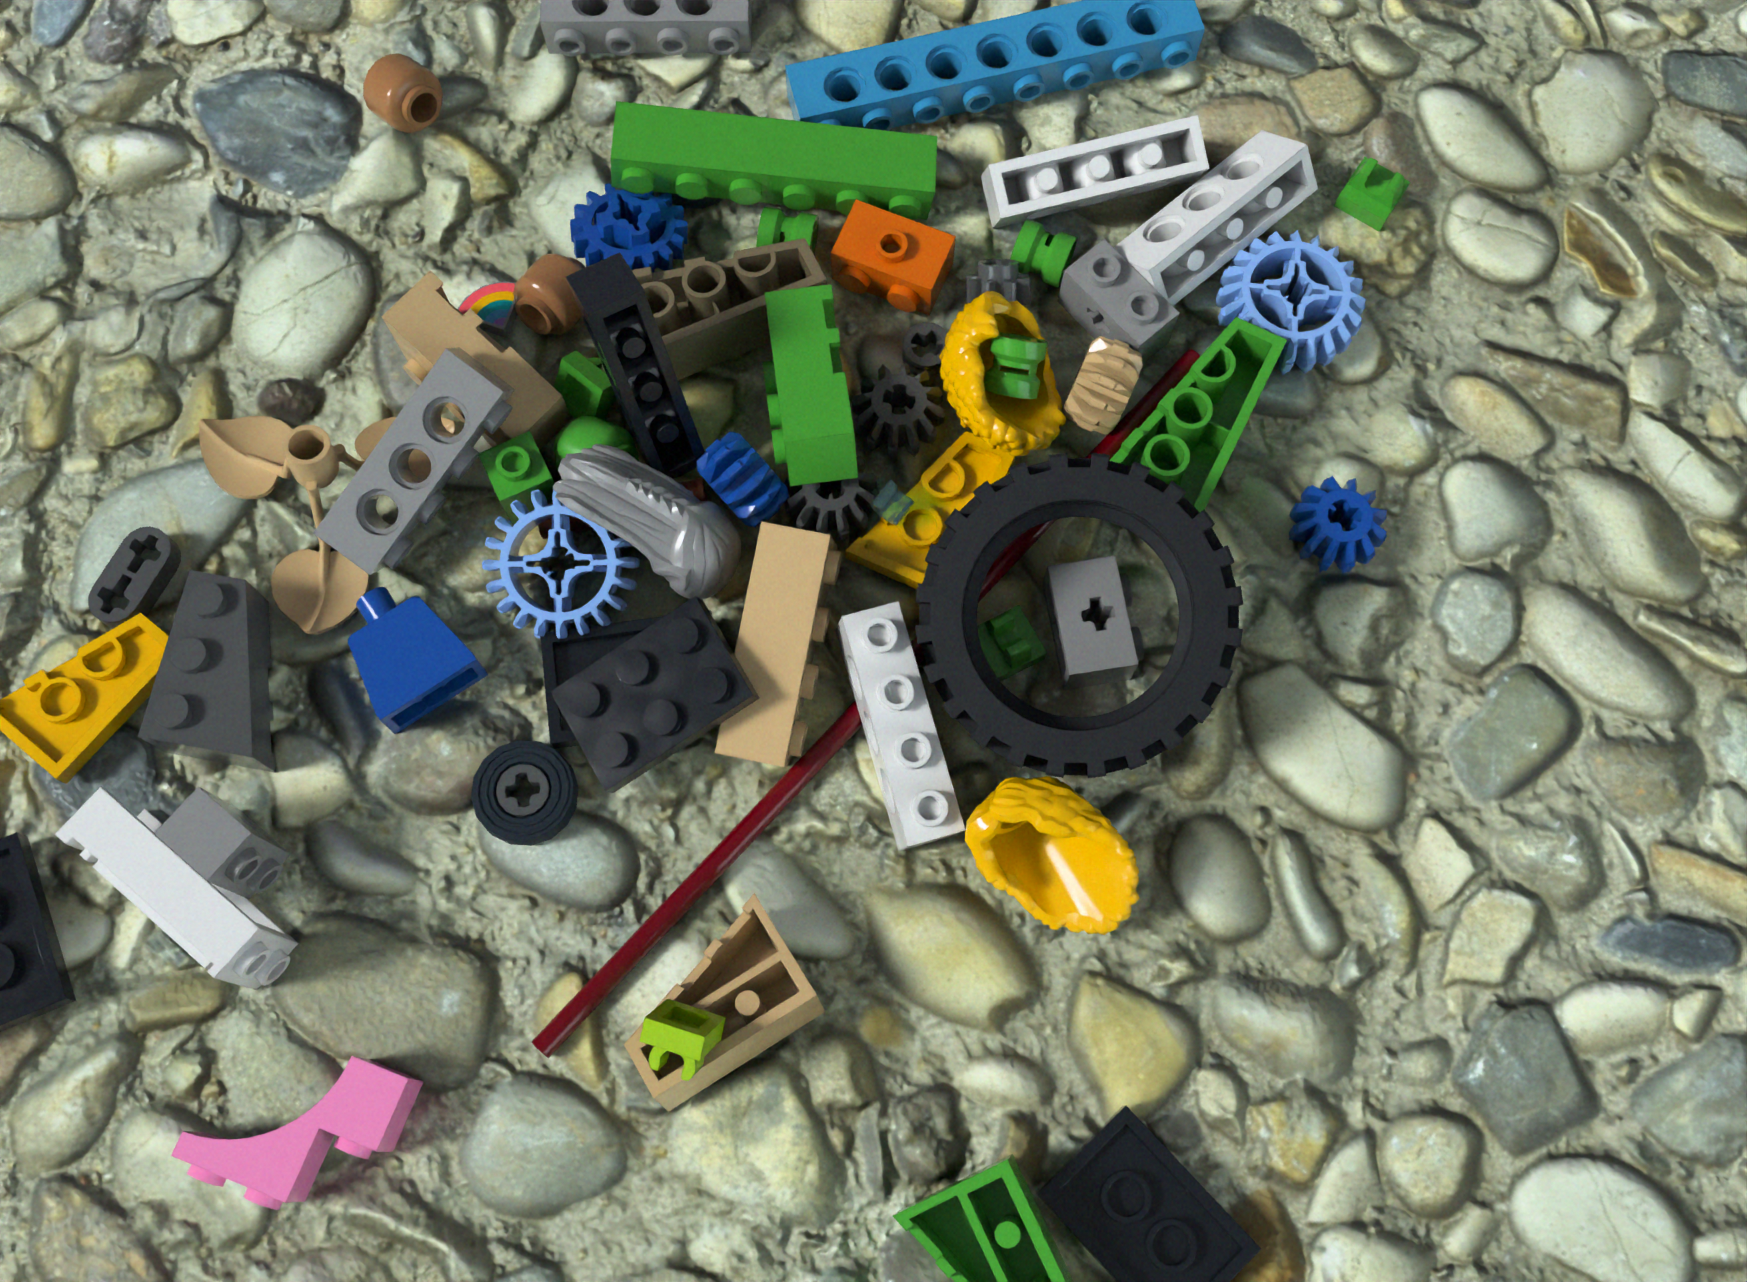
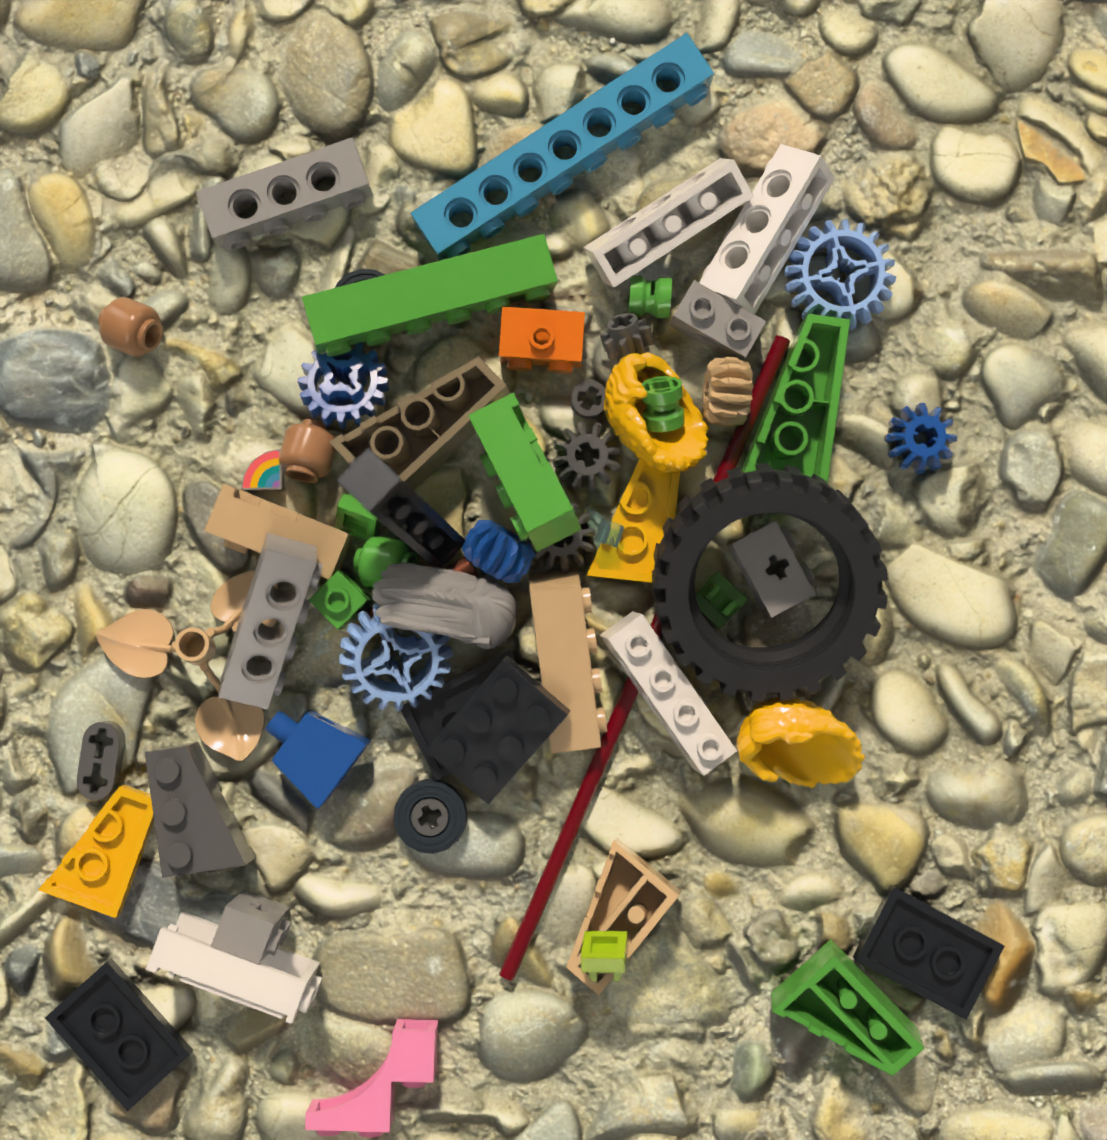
camera: 15 degrees left, 15 degrees up
(778, 228) = (458, 346): bright green wheel -> none
(1372, 193) = (873, 161): bright green tile -> none

